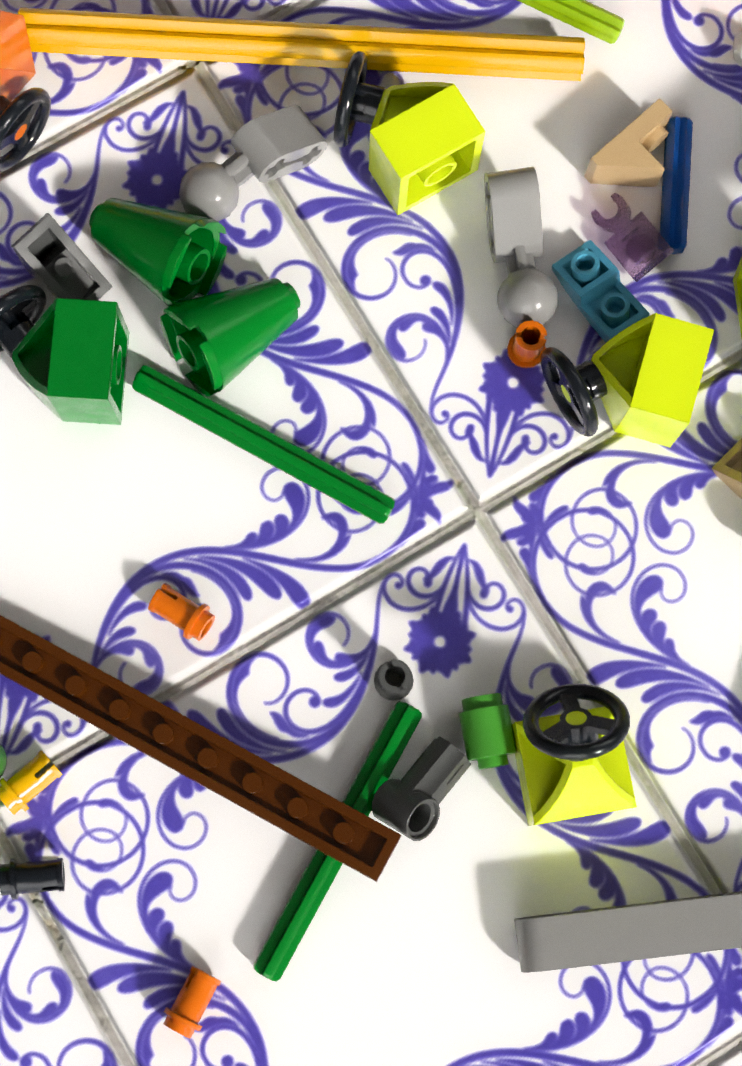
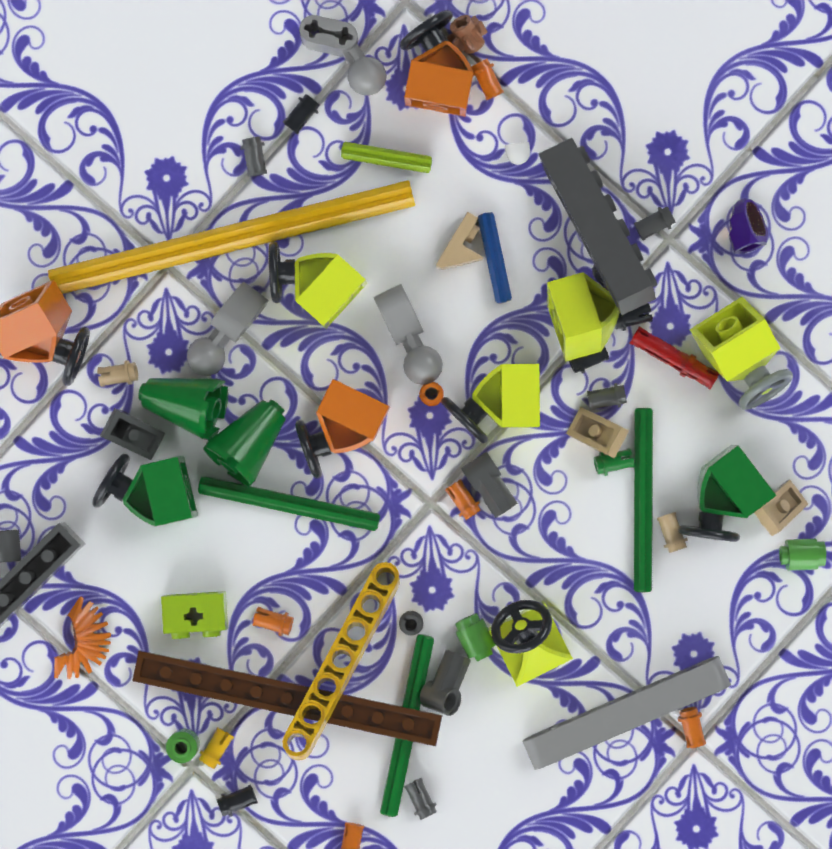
camera: 10 degrees left, 10 degrees up
(43, 544) = (177, 606): none -> lime brick
(72, 183) = (118, 374): none -> tan pin
(263, 721) = (341, 645): none -> yellow beam
(324, 964) = (420, 800): none -> dark grey pin
(396, 339) = (347, 423): none -> orange piece
(529, 517) = (463, 499): none -> orange pin
(573, 492) = (486, 479): none -> dark grey piece
(597, 290) = (467, 343): medium azure slope -> none
(635, 241) = (479, 304): clear purple plate -> none

